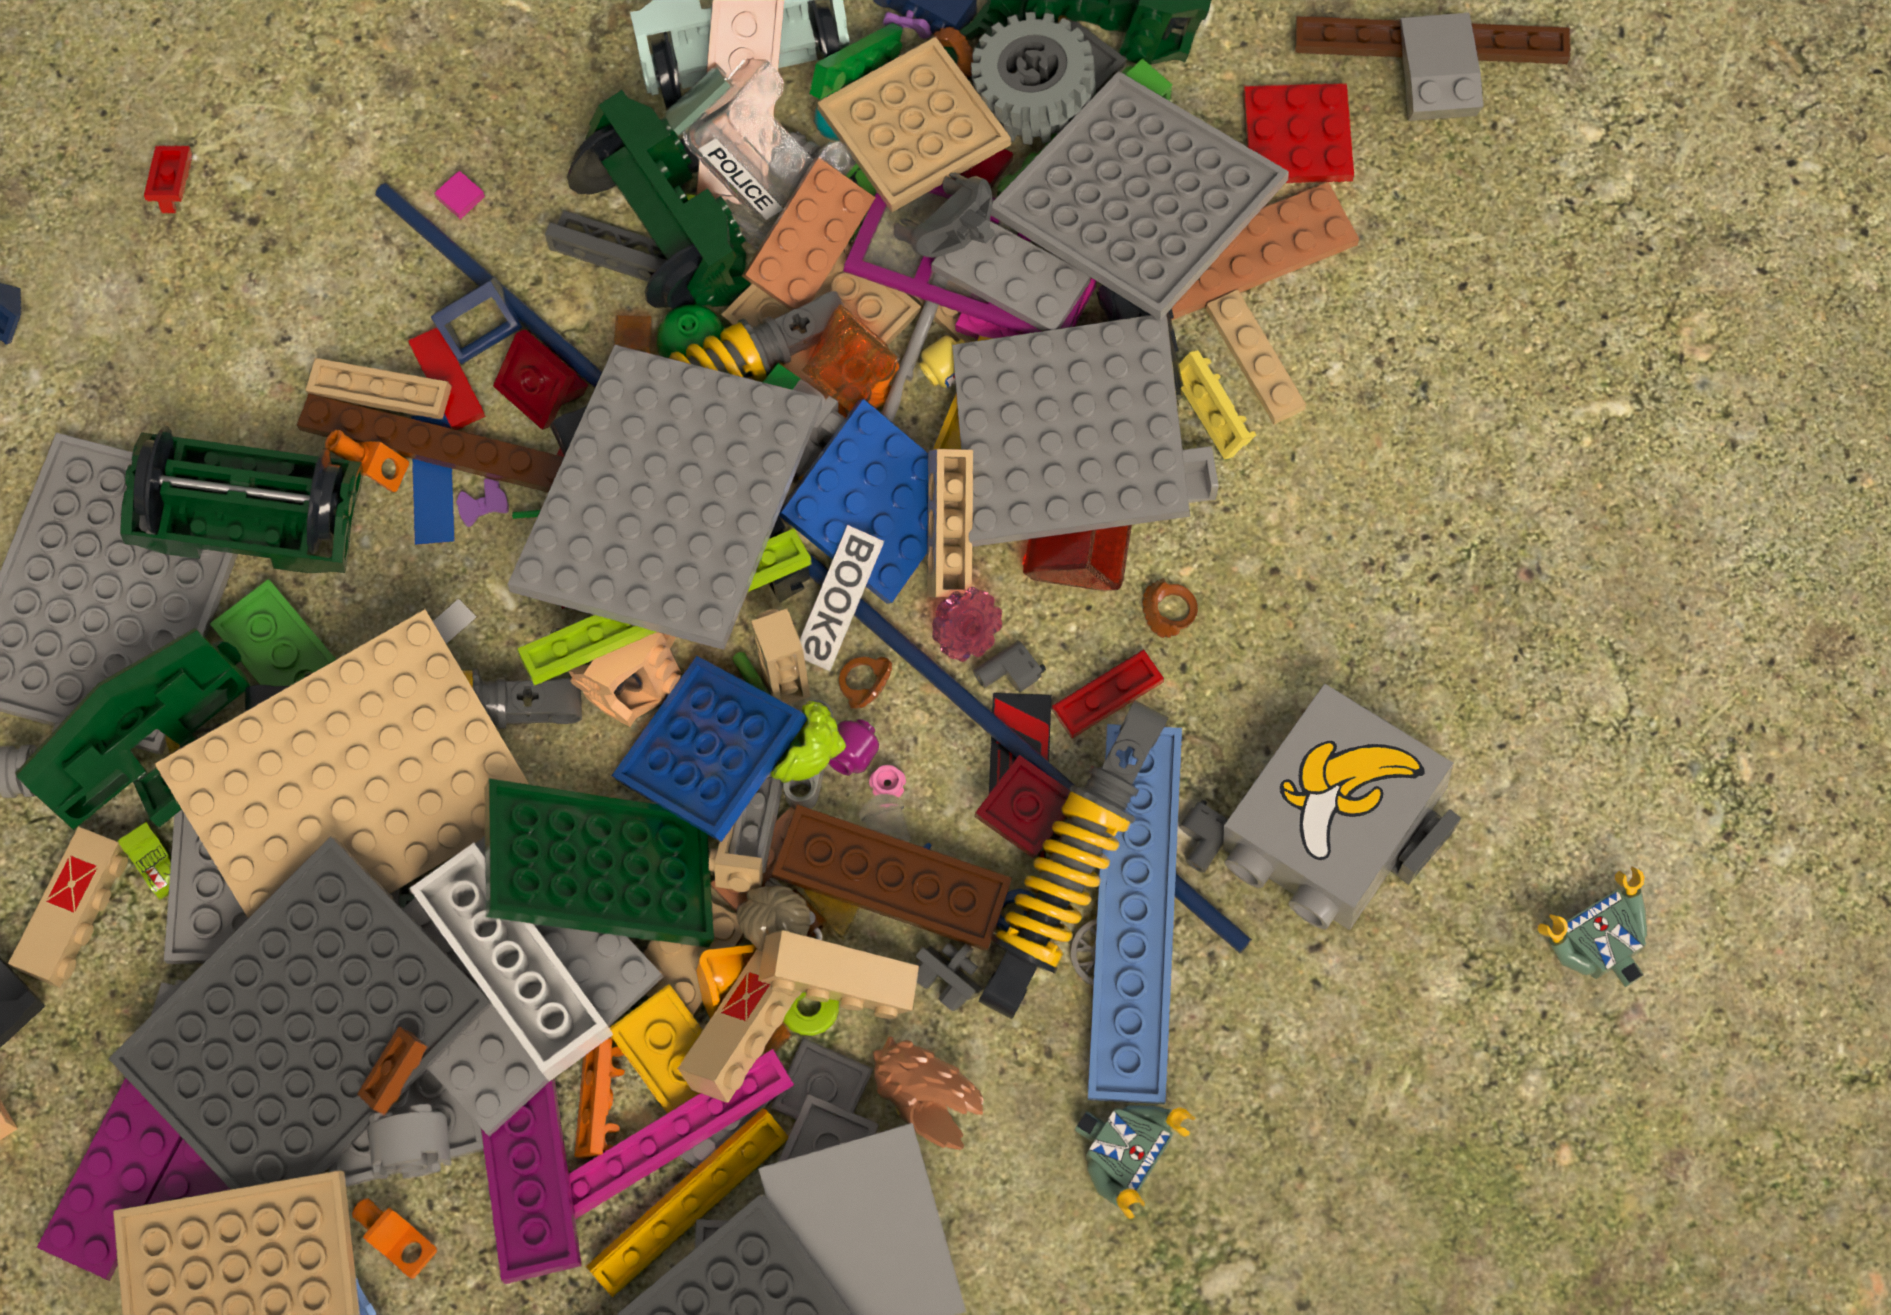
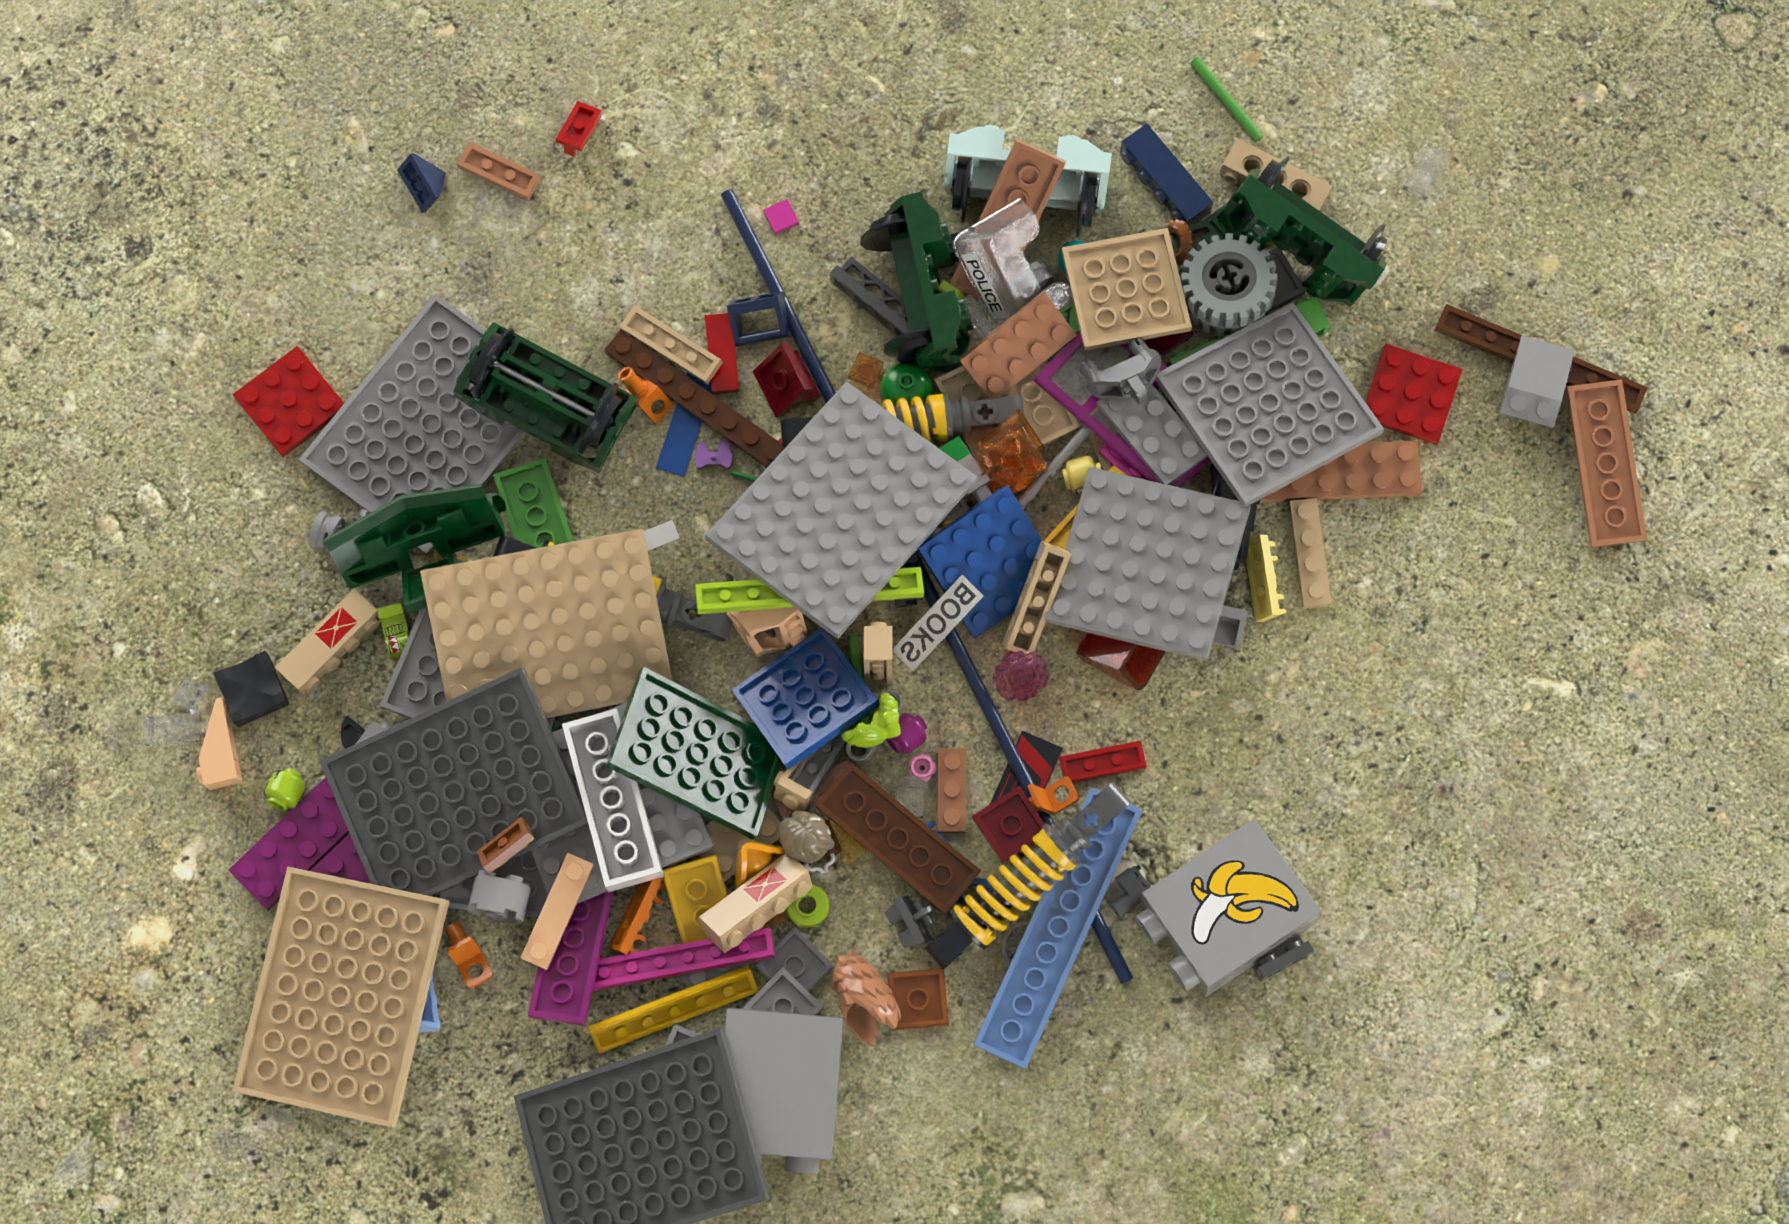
camera: 20 degrees right, 5 degrees up
(75, 1115) = (284, 789): none -> lime head
(86, 261) = (498, 171): none -> nougat plate
(137, 1009) = (350, 732): none -> black tile
(491, 1131) = (557, 911): none -> light nougat plate
(698, 100) = (973, 219): sand green slope -> none
(838, 974) = (834, 893): tan brick -> none
(856, 61) = (1103, 224): green plate -> none
(860, 698) = (926, 700): dark orange piece -> none
(919, 25) = (1142, 197): medium lavender piece -> none
(935, 797) = (951, 790): none -> nougat plate
(997, 1066) = (920, 998): none -> dark orange tile
(1014, 663) = (1044, 715): dark grey piece -> none
(1057, 763) = (1045, 799): none -> orange bracket
(1128, 1149) = (987, 1091): torso -> none
(1161, 625) = (1164, 703): dark orange piece -> none
(1560, 129) = (1606, 464): none -> nougat plate
(1604, 933) = (1383, 1070): torso -> none

